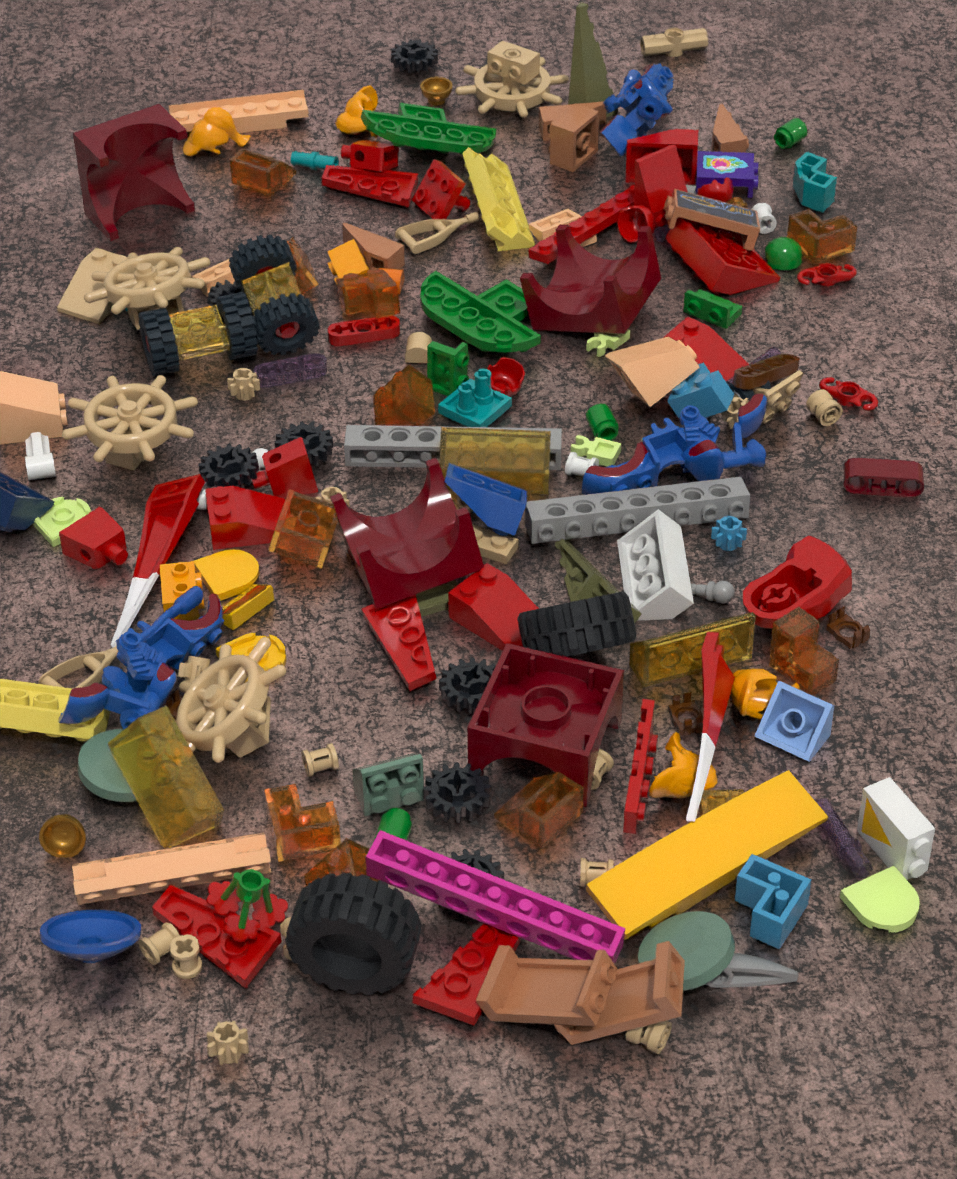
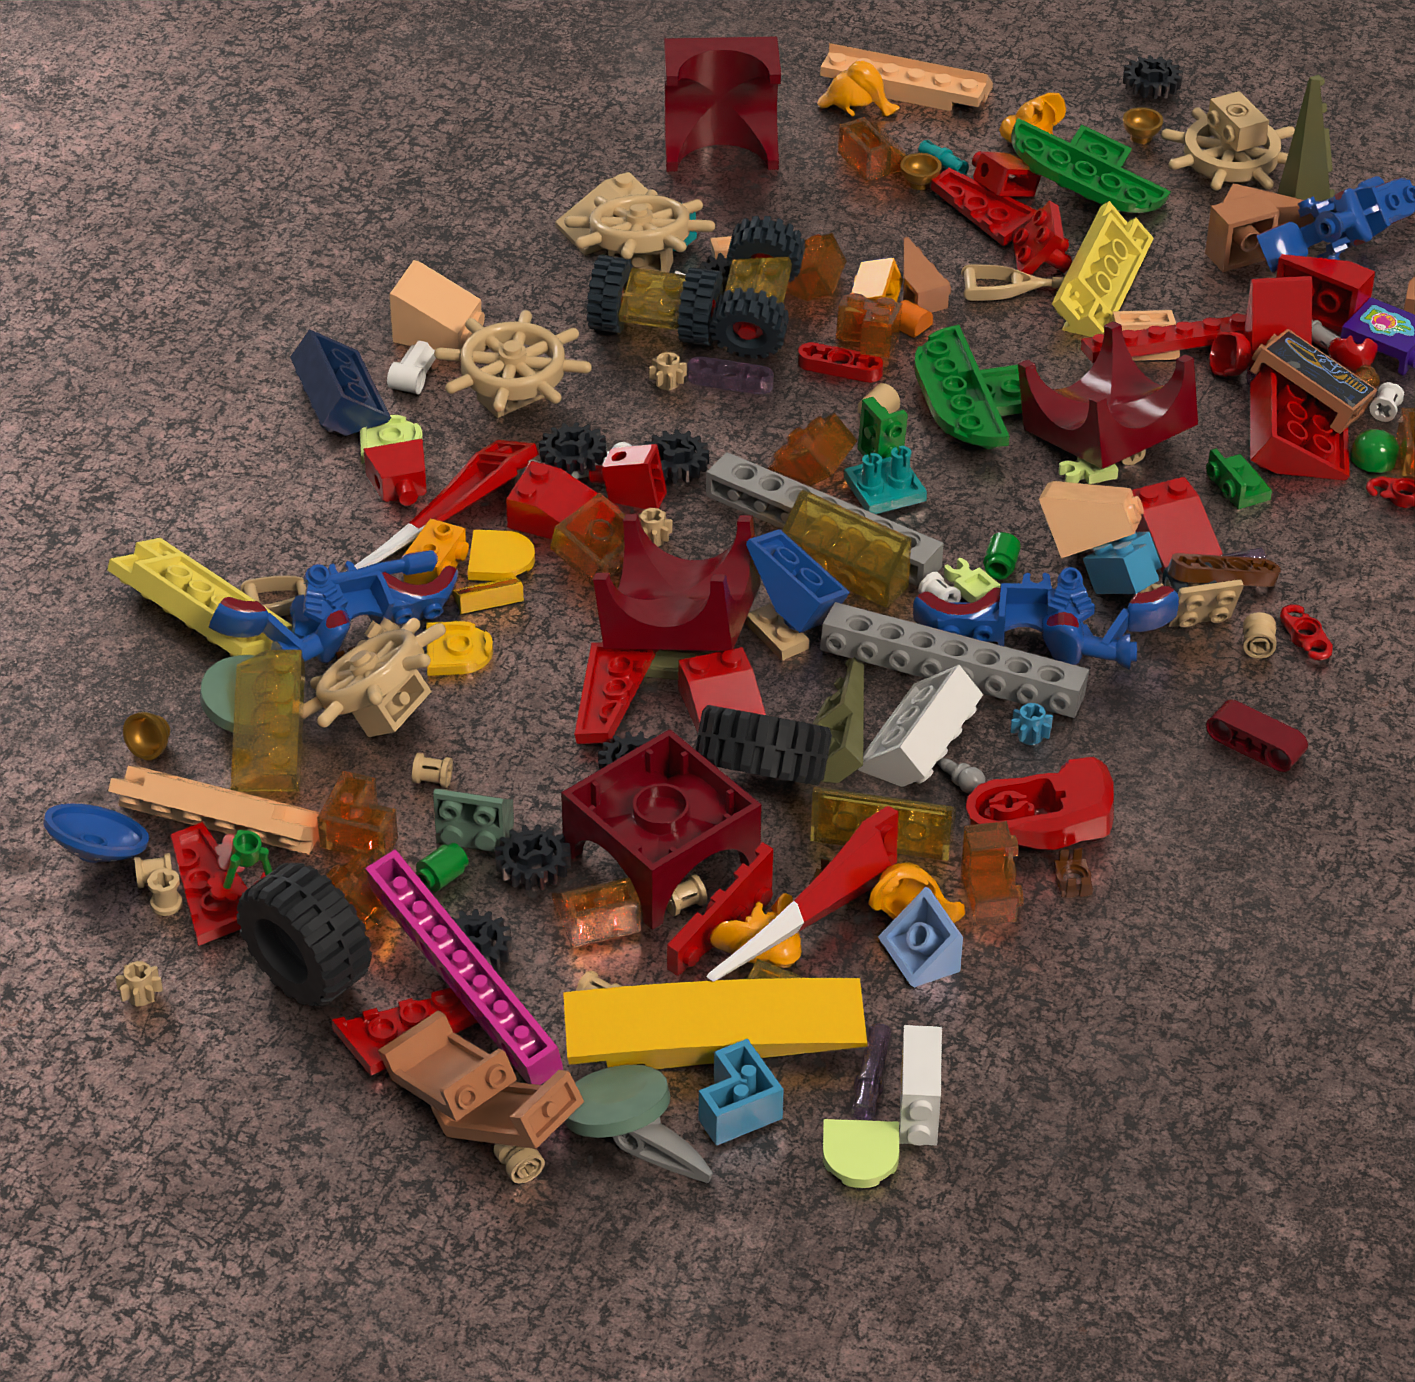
camera: 30 degrees right, 0 degrees up
(307, 173) = (920, 169): none -> pearl gold piece
(507, 376) = (937, 467): red hair -> none

